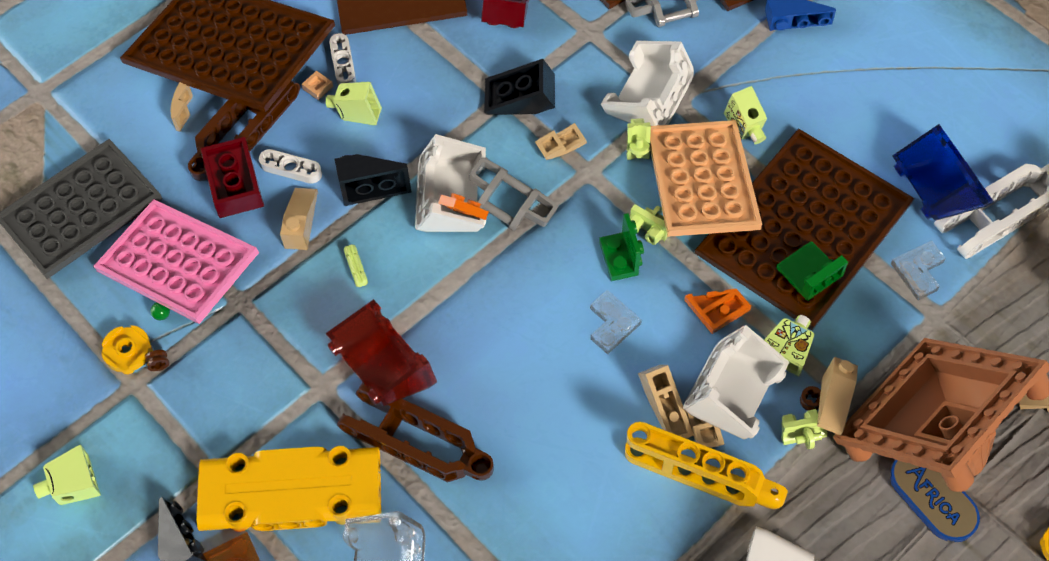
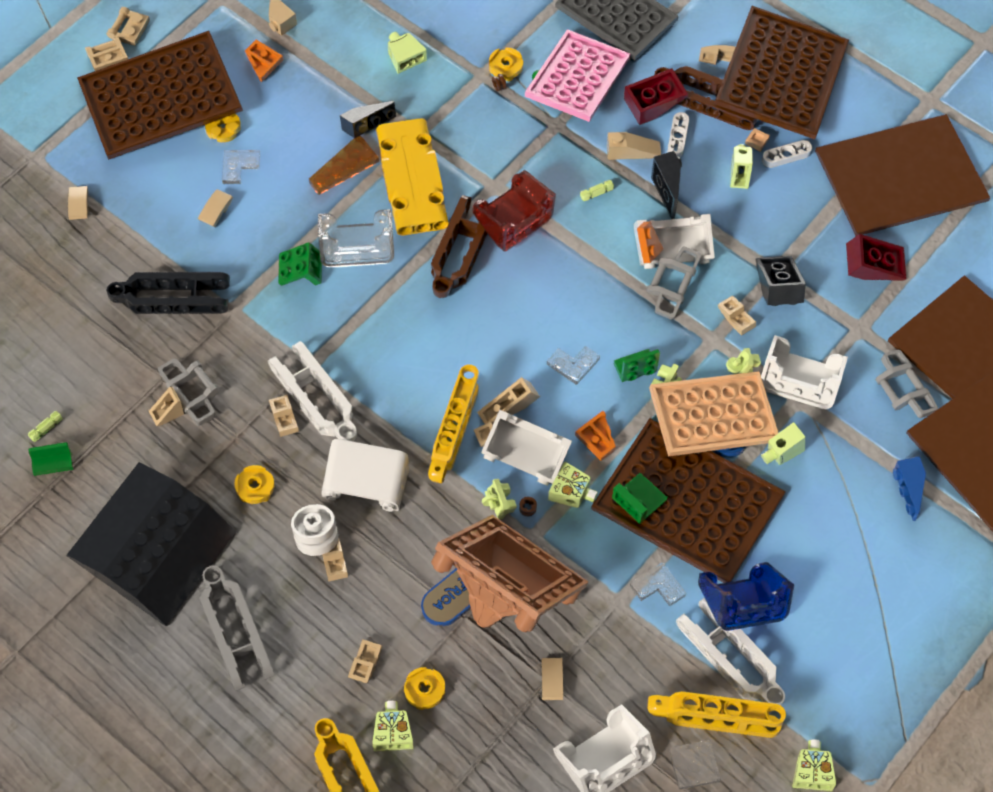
camera: 80 degrees right, 0 degrees up
(836, 395) = (525, 514): tan slope -> none

